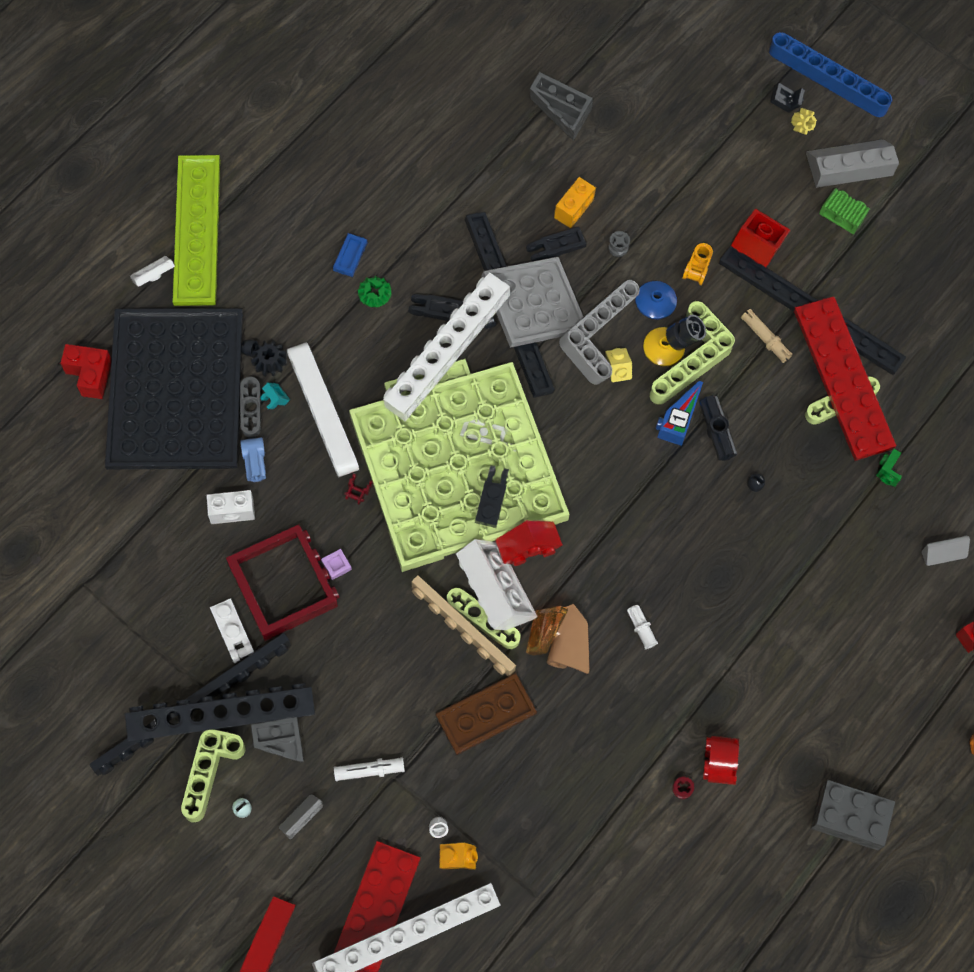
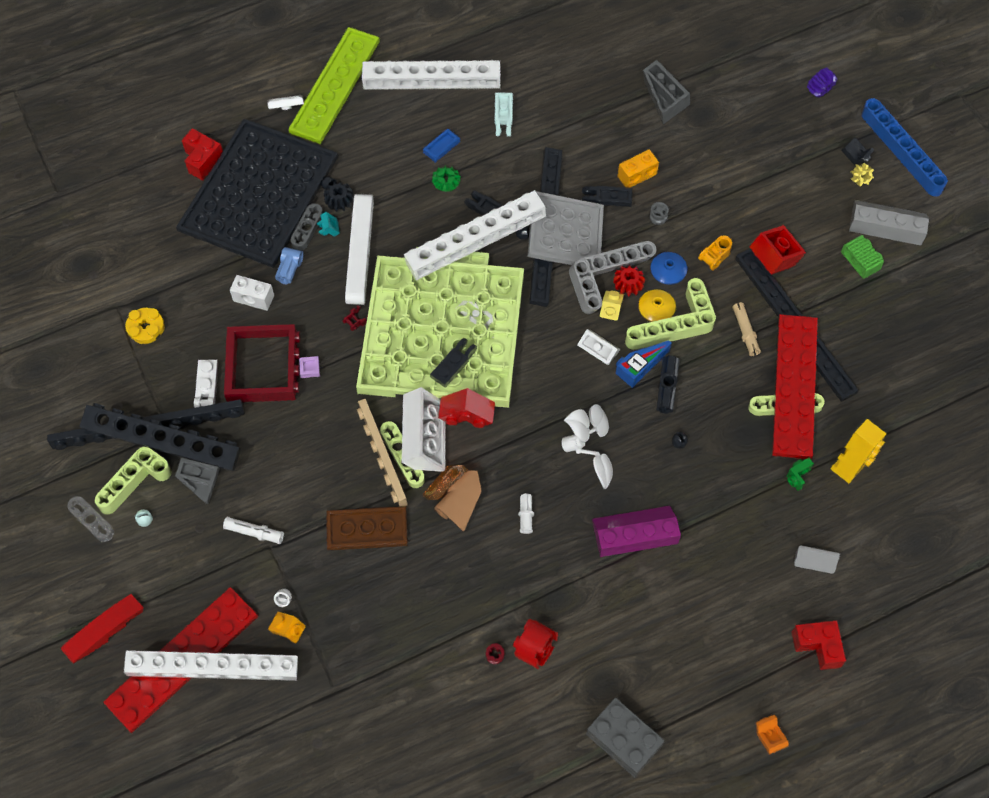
camera: 30 degrees right, 5 degrees down
(115, 588) = (140, 316): none -> yellow plate
(203, 834) = (92, 527): none -> clear beam
(295, 186) = (431, 74): none -> white brick
(301, 816) = (183, 544): light grey slope -> none
(399, 191) = (503, 112): none -> light aqua hinge
(617, 334) = (629, 280): none -> red gear
(627, 416) = (598, 346): none -> white slope
(663, 512) = (579, 422): none -> white plant
(685, 332) = (677, 299): black wheel -> none
(718, 33) = (822, 82): none -> dark purple gear
(760, 596) = (636, 531): none -> magenta slope
(940, 422) = (859, 451): none -> yellow wedge

